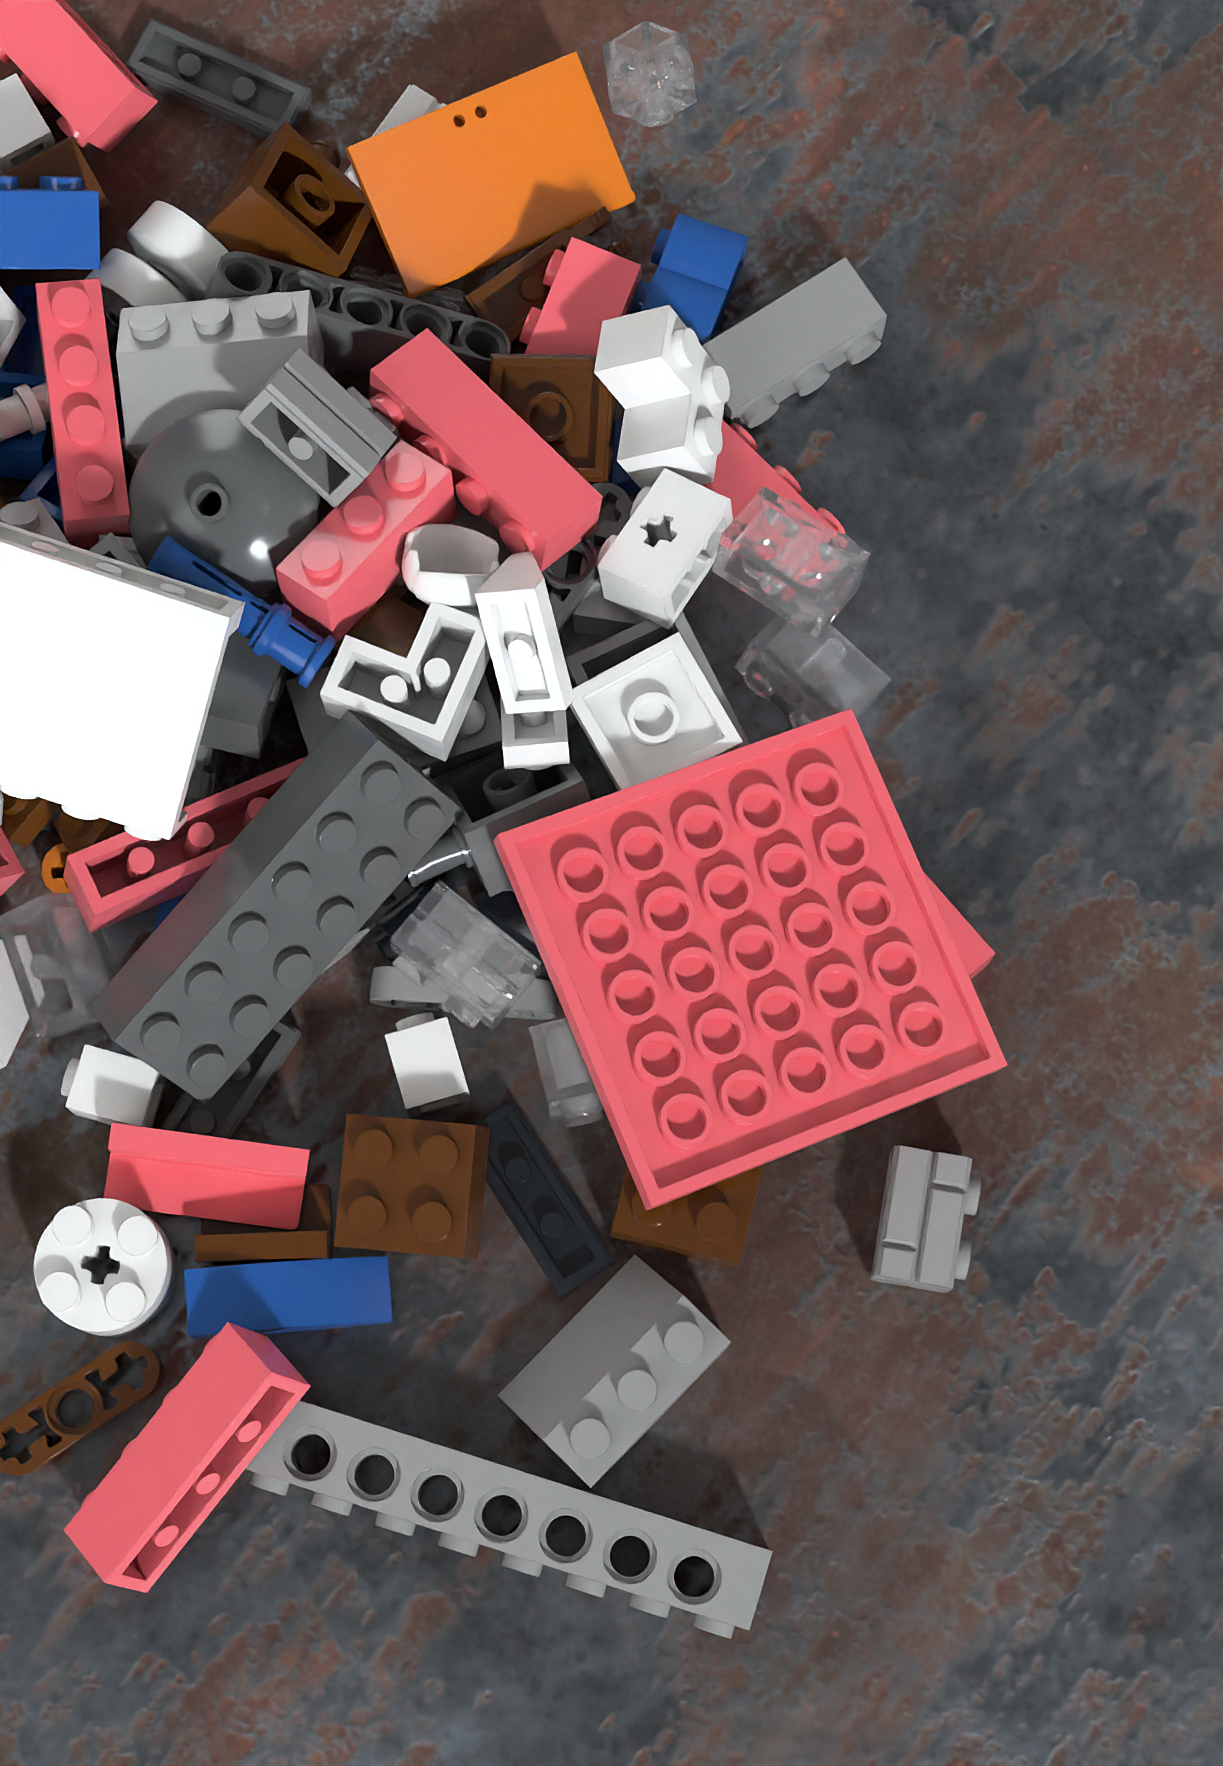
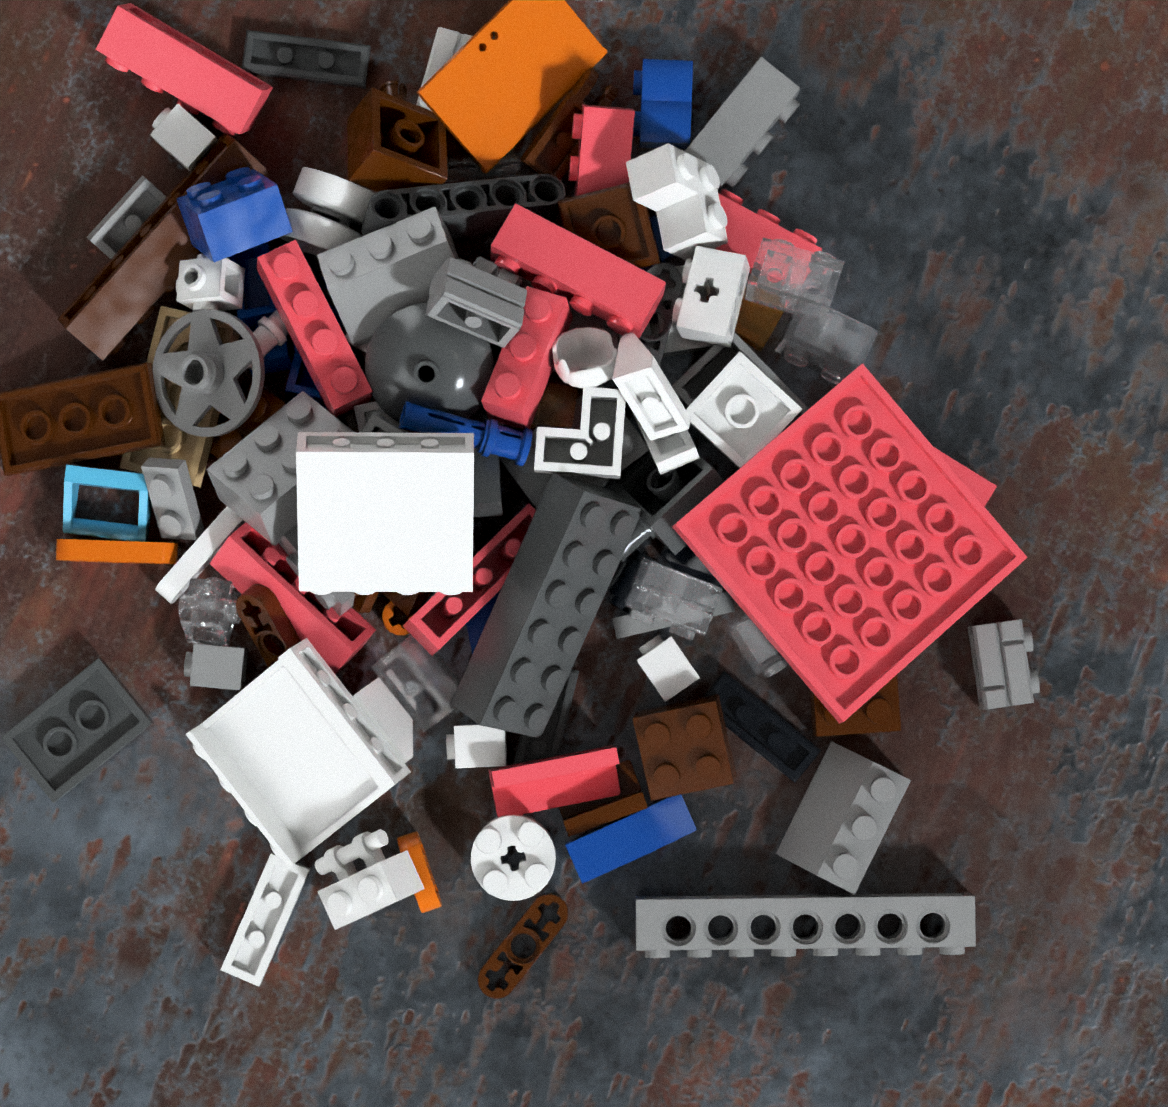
camera: 20 degrees left, 10 degrees up
(186, 1458) = (605, 955): coral brick -> none
(719, 615) = (756, 323): none -> clear orange panel

